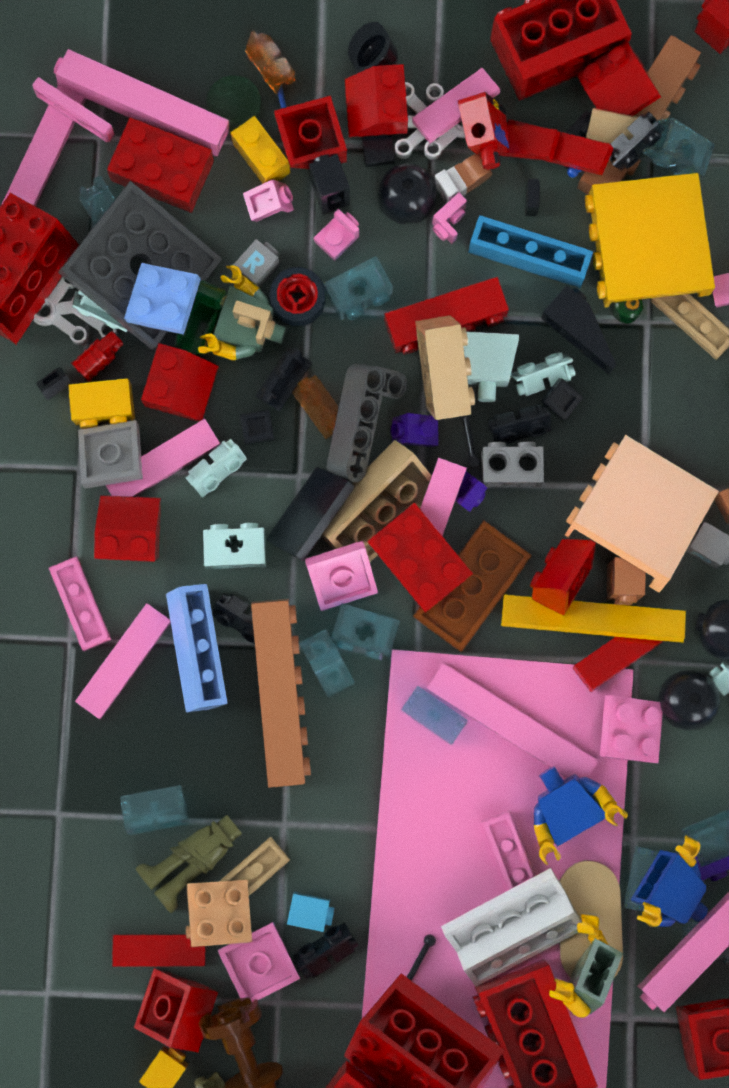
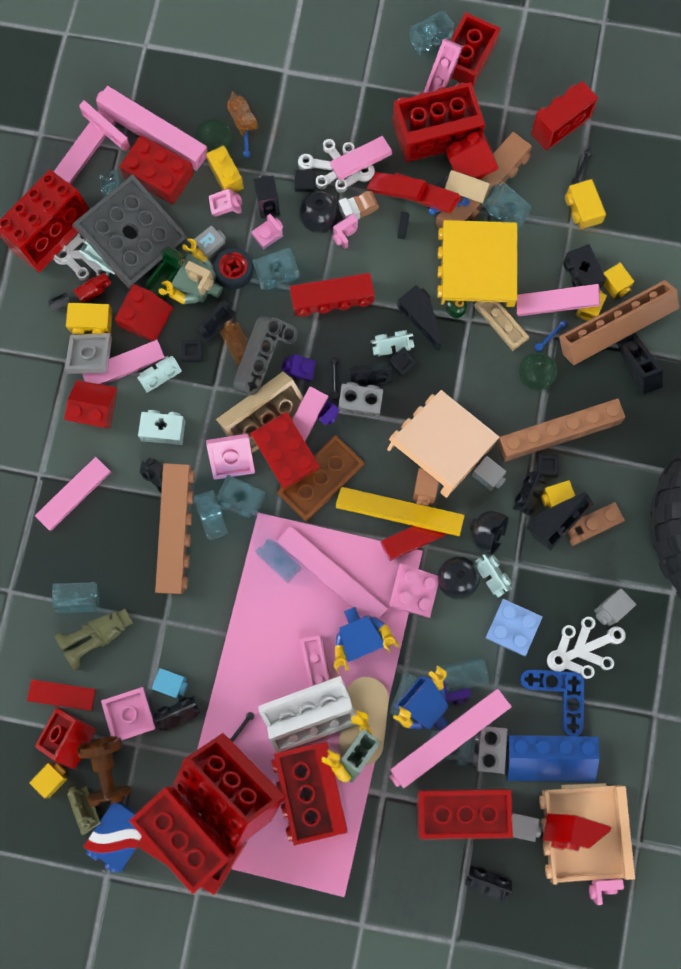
camera: 10 degrees right, 5 degrees down
(80, 603) = (50, 451): bright pink tile -> none
(162, 298) = (139, 253): light blue plate -> none
(196, 648) = (123, 491): light blue brick -> none
(218, 913) = (106, 674): light nougat hinge -> none
(259, 865) = (130, 654): tan tile -> none
(310, 132) = (259, 159): red slope -> none
(310, 513) = (216, 411): black tile -> none
(371, 47) = (311, 116): black piece -> none
(377, 101) = (308, 147): red slope -> none
(444, 367) = (323, 326): tan brick -> none
(485, 128) = (376, 172): red torso -> none
(490, 361) = (356, 328): light aqua torso -> none
(530, 251) = (395, 259): dark azure brick -> none
(563, 574) = (383, 477): red slope -> none
(645, 135) = (484, 190): black hinge -> none

